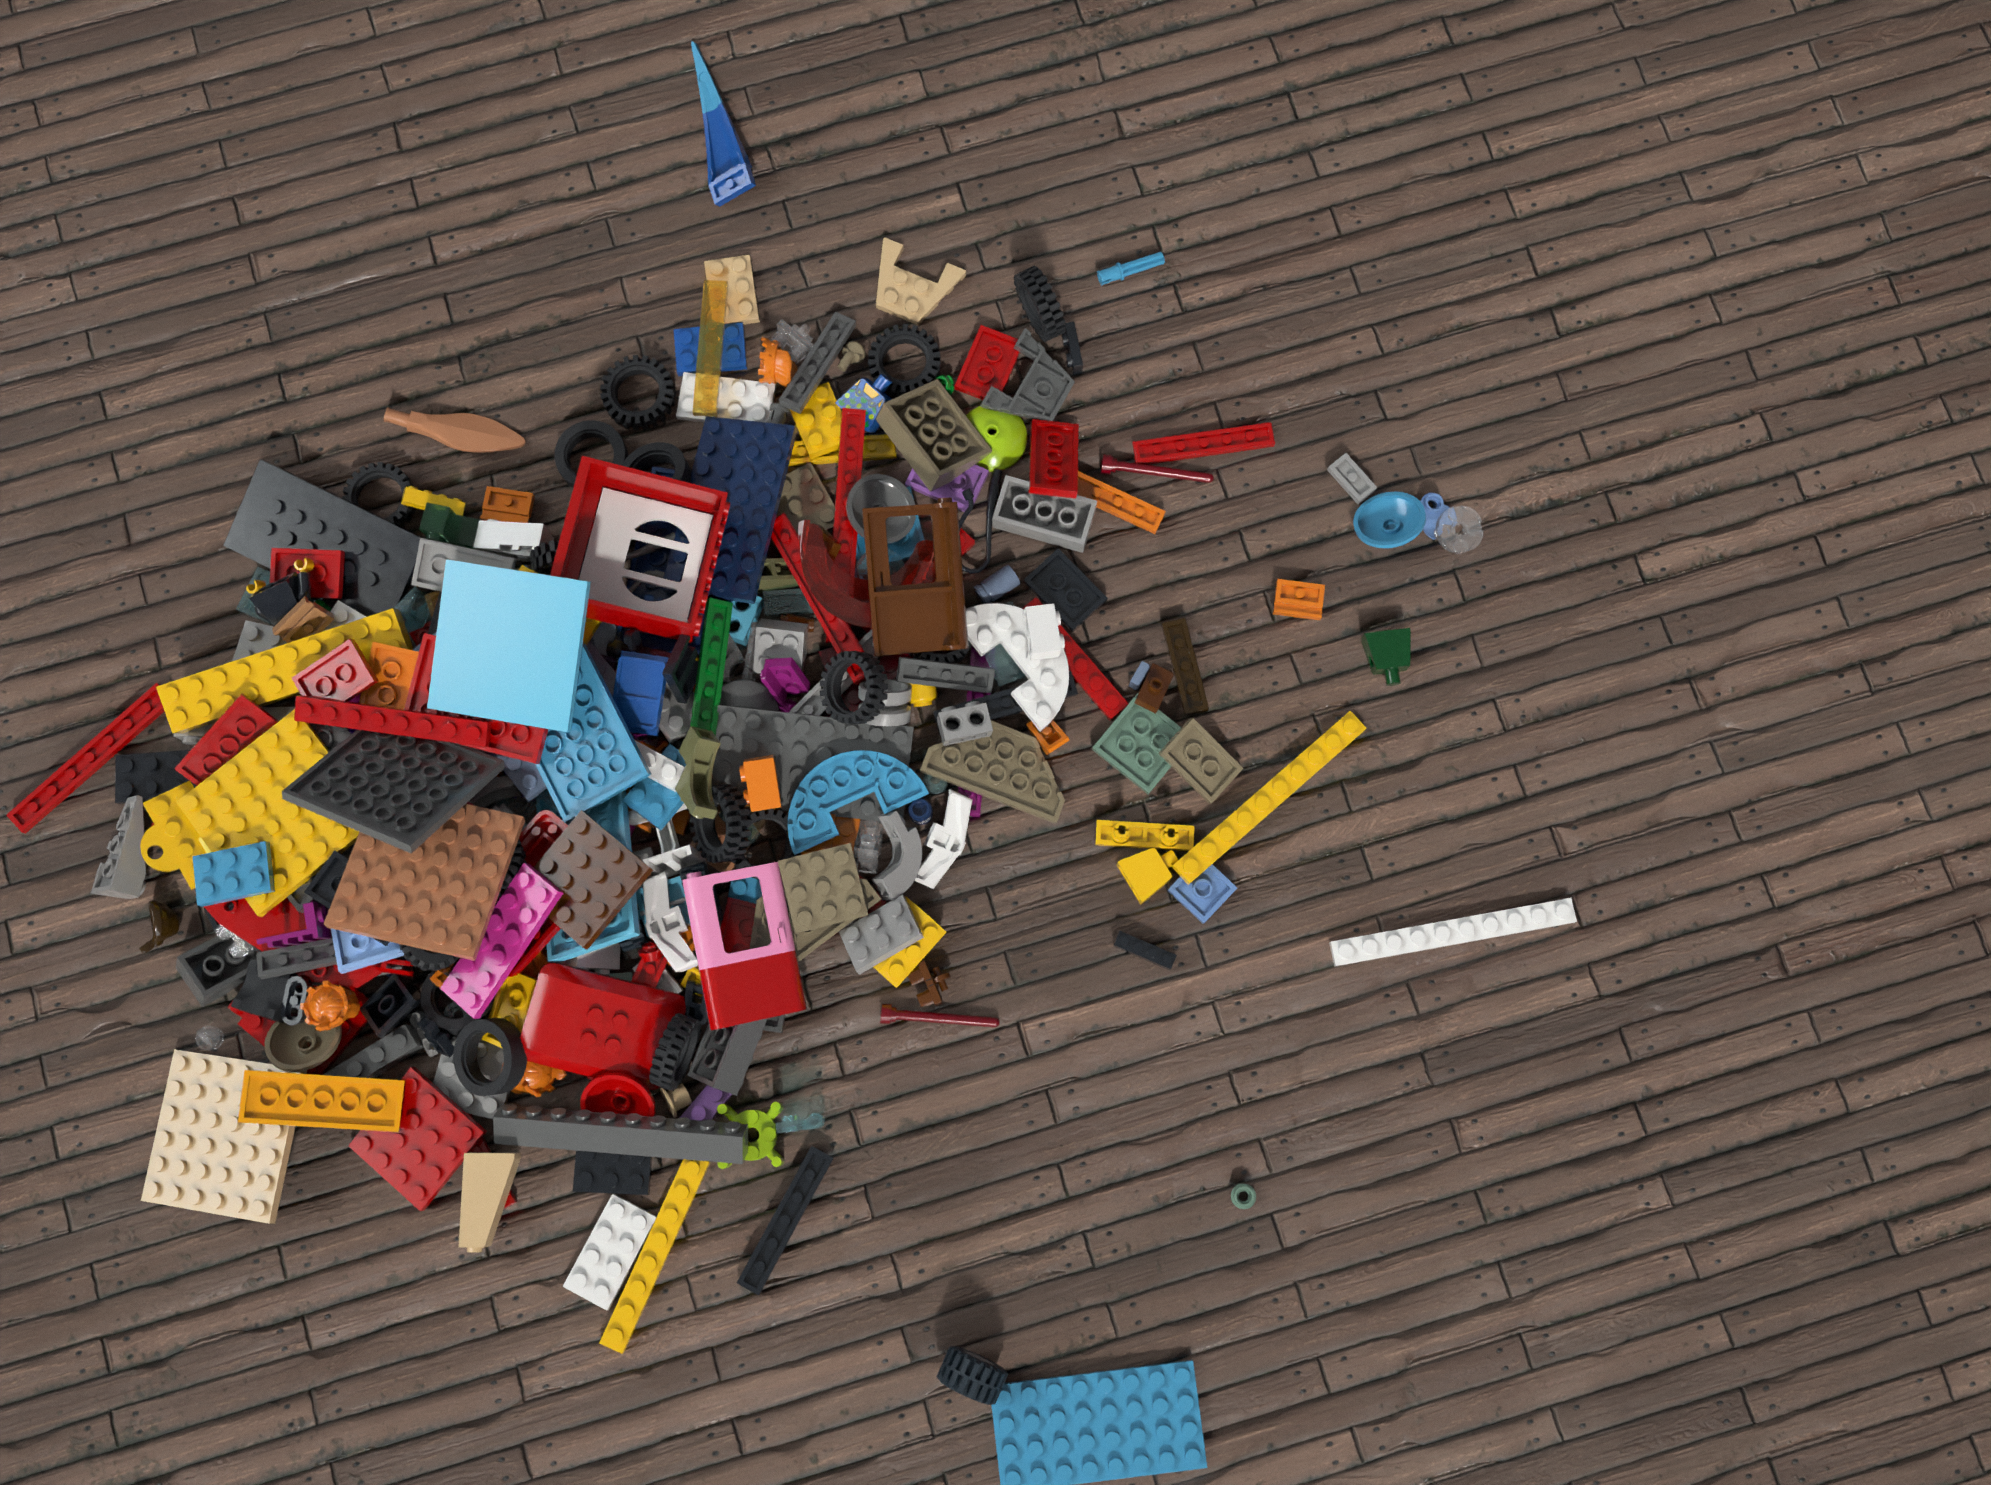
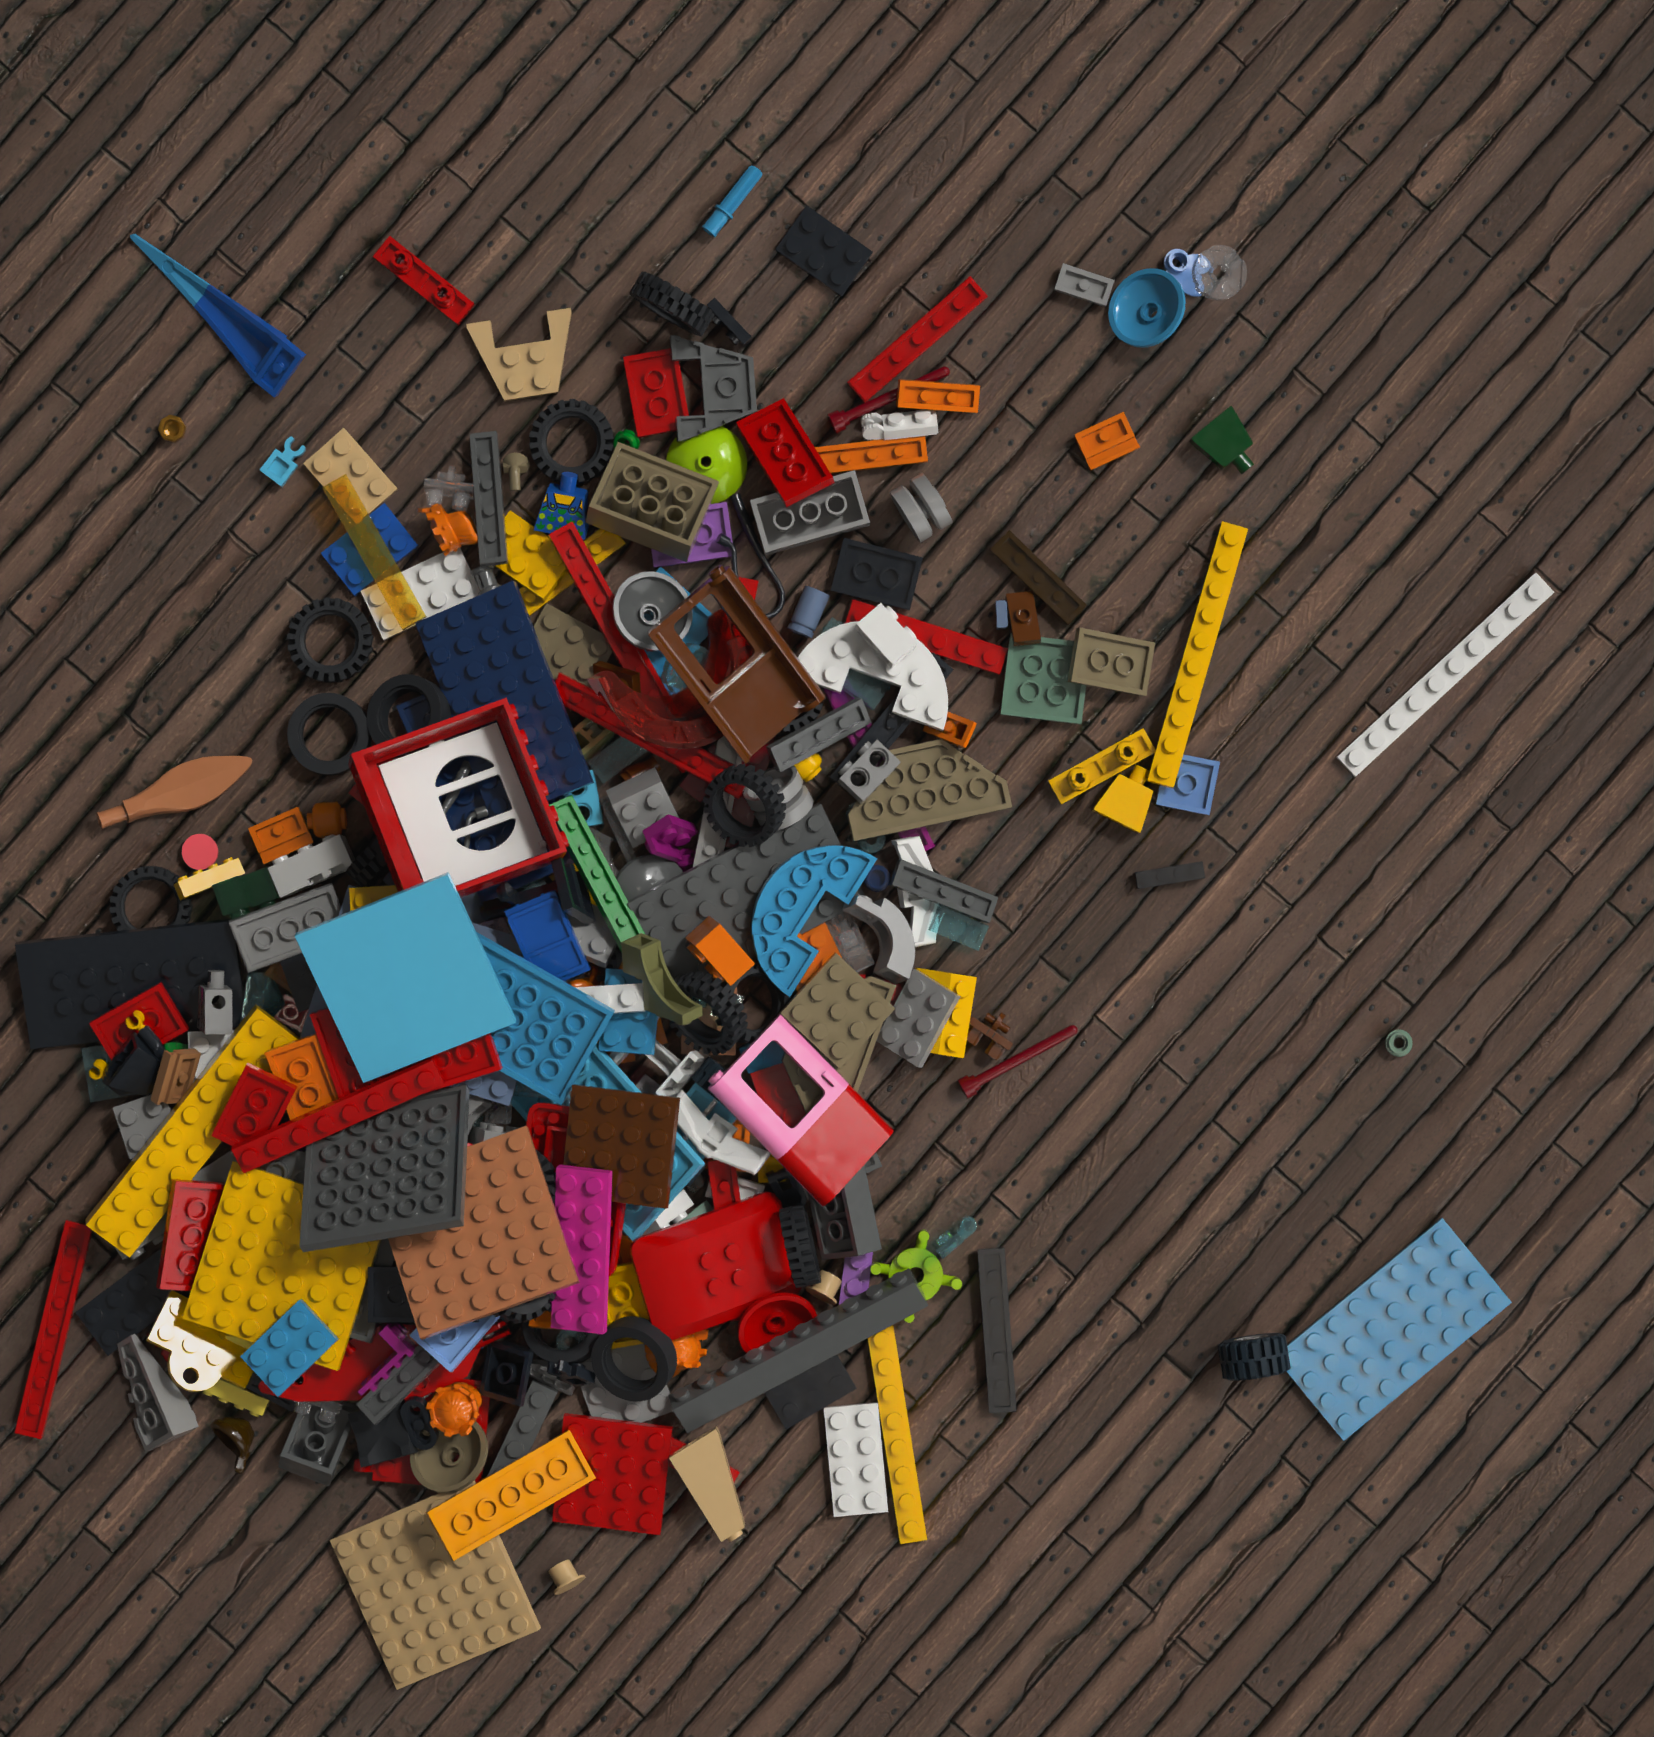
camera: 30 degrees left, 10 degrees up
(186, 896) = (239, 1397): none -> light yellow piece
(209, 1038) = (354, 1509): clear tile -> none
(326, 1196) = (565, 1577): none -> tan piece
(361, 598) = (217, 1016): none -> light grey torso
(442, 481) = (200, 851): none -> coral piece
(549, 514) = (327, 819): none -> orange head
(629, 183) = (172, 428): none -> pearl gold tile
(650, 952) = (717, 1171): red plate -> none
(687, 252) = (280, 465): none -> medium azure plate
(874, 190) = (423, 280): none -> red plate
(957, 888) = (958, 927): none -> clear light blue plate
(963, 851) = (943, 891): none -> dark grey plate
(1129, 558) = (918, 509): none -> light grey wheel
(1151, 493) = (899, 425): none -> white hinge
(1174, 342) = (824, 251): none -> black plate
(1193, 490) = (938, 396): none -> orange plate

